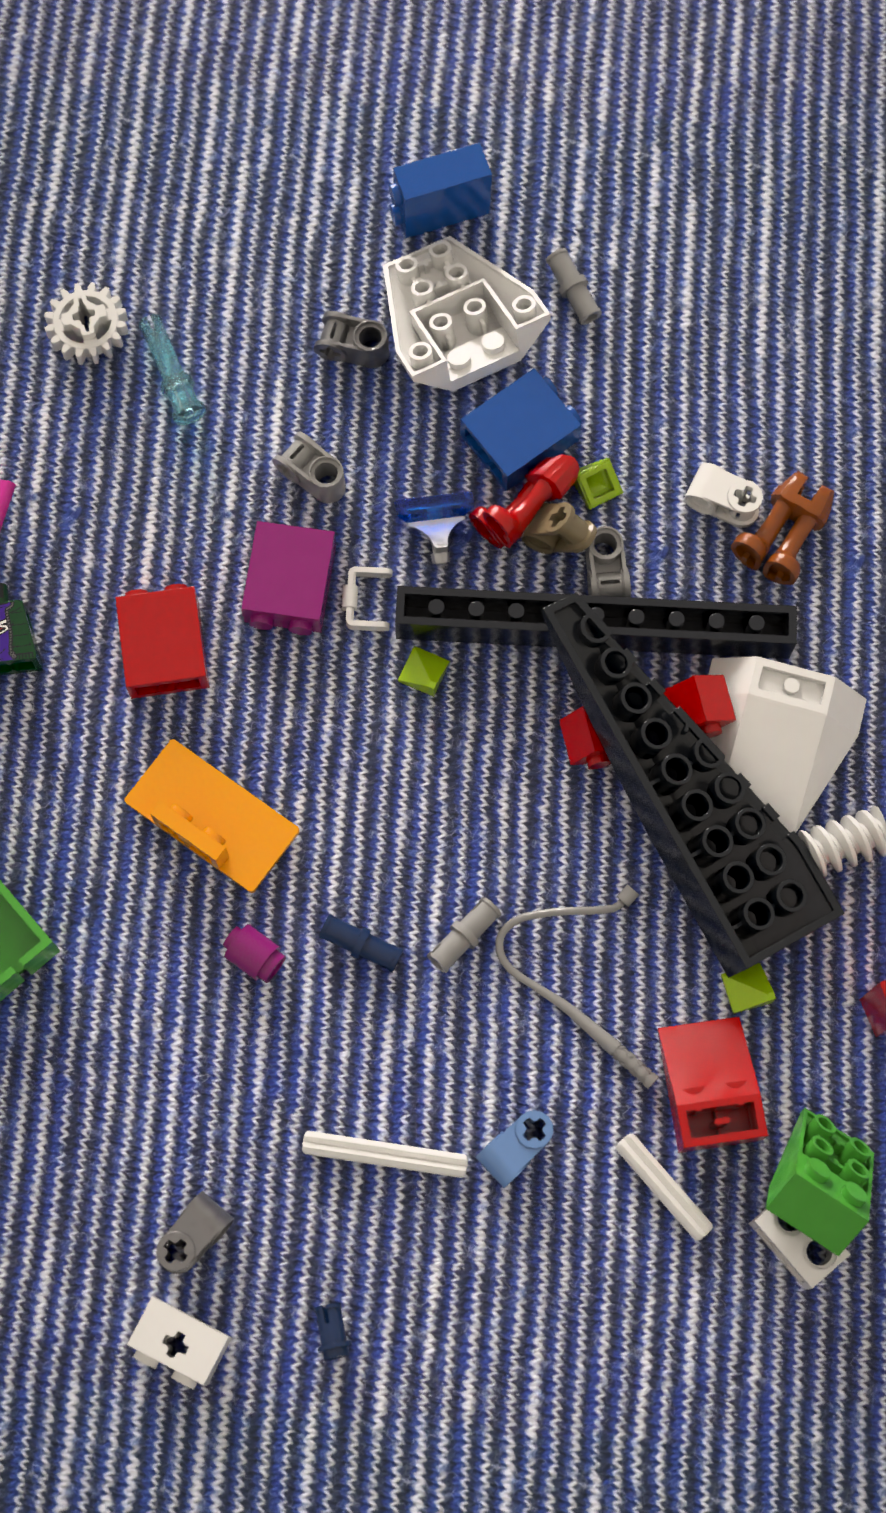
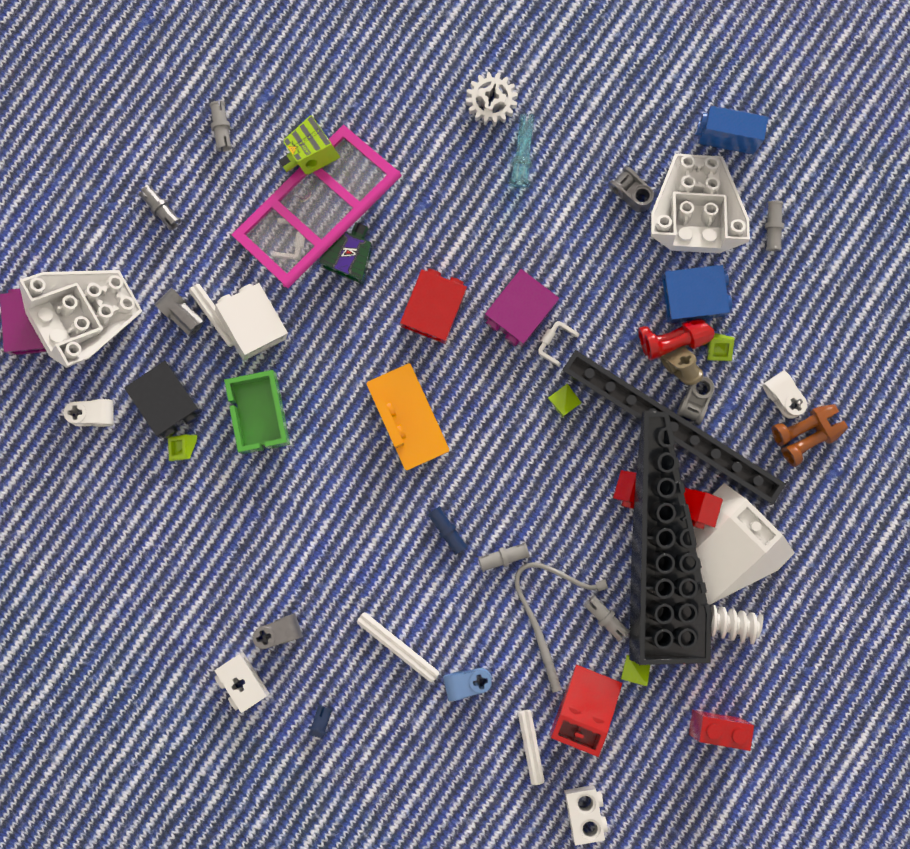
camera: 30 degrees right, 10 degrees up
(253, 953) = (388, 504): magenta brick -> none
(308, 463) = (567, 248): light grey piece -> none
(435, 518) = (619, 318): clear blue piece -> none
(661, 937) = (606, 618): none -> light grey pin
(823, 1183) = (613, 796): bright green slope -> none

